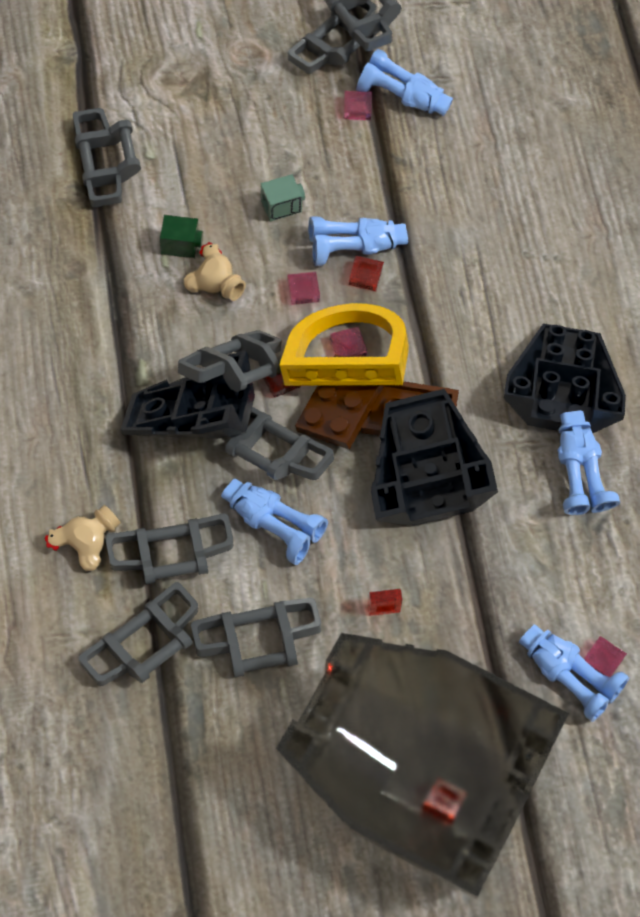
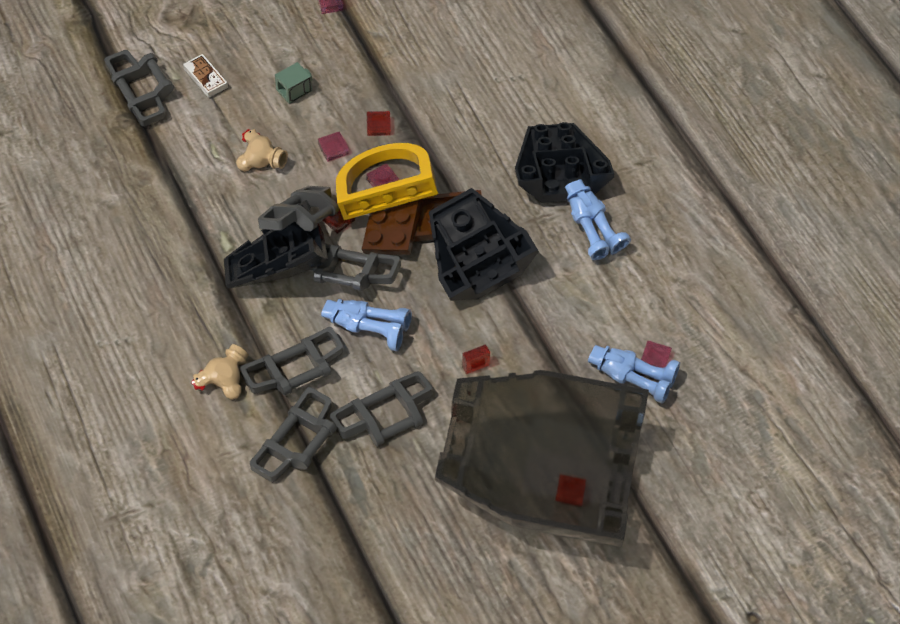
camera: 15 degrees left, 5 degrees down
(180, 236) = (223, 130): dark green brick -> none
(183, 162) = (205, 76): none -> tile
(370, 237) = (371, 95): light blue piece -> none

